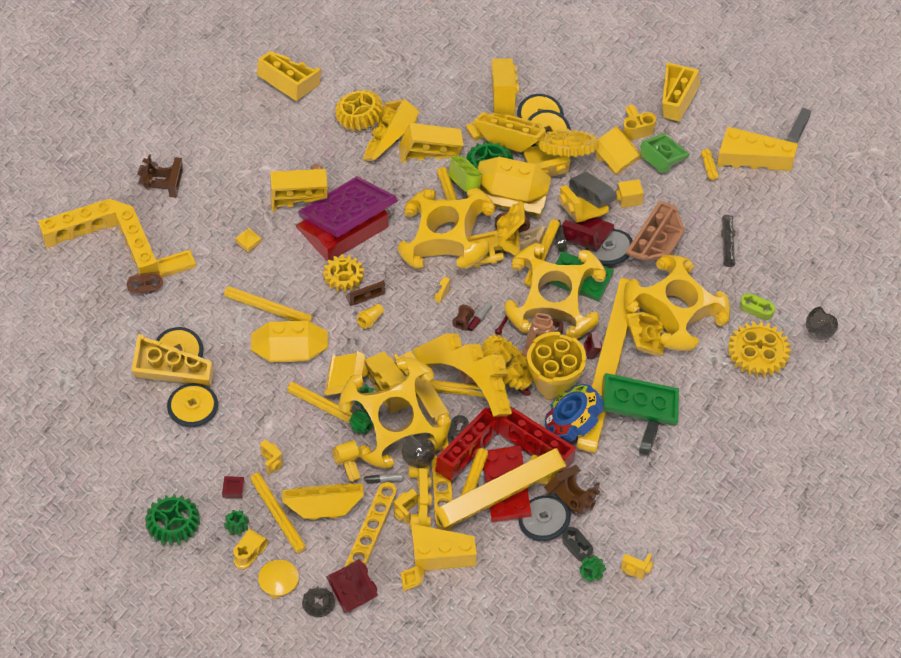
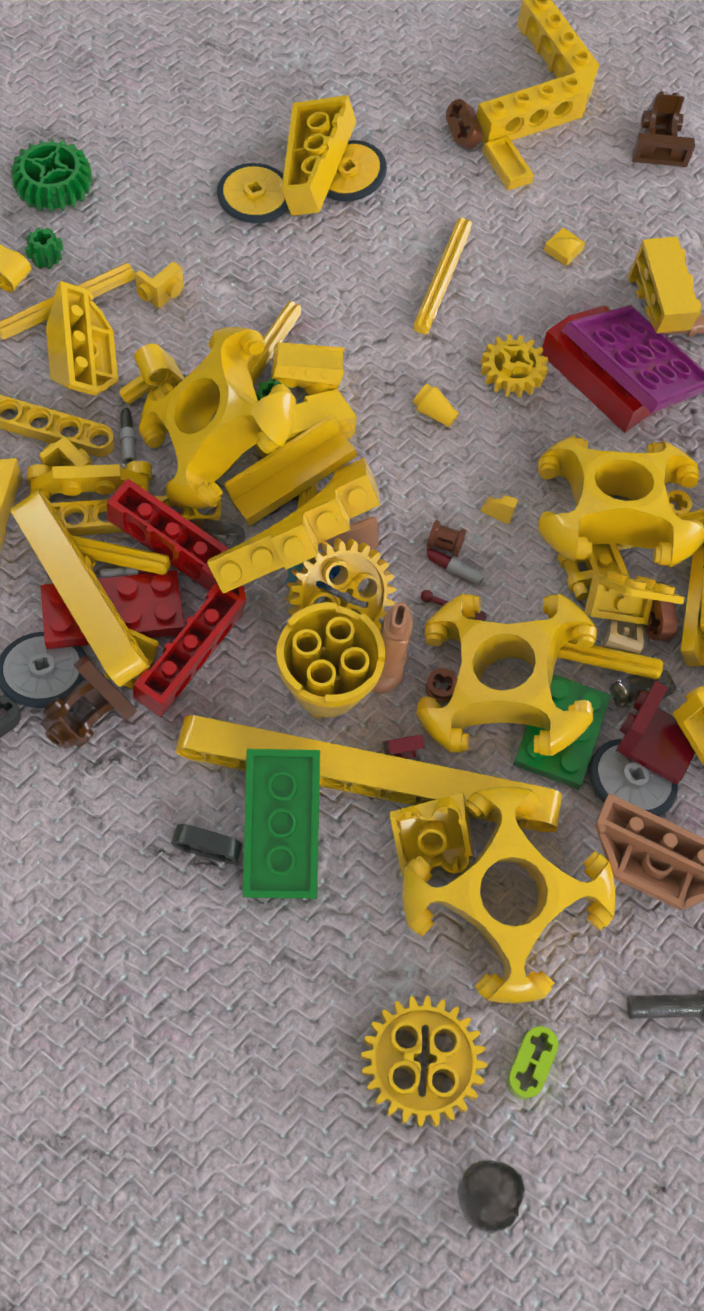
camera: 80 degrees right, 10 degrees up
(233, 487) = (108, 243): dark red plate -> none
(289, 341) = (372, 306): yellow wedge -> none
(366, 293) = (481, 400): reddish brown slope -> none
(418, 453) = (142, 463): clear smoke hair -> none
(574, 412) = (240, 705): blue piece -> none

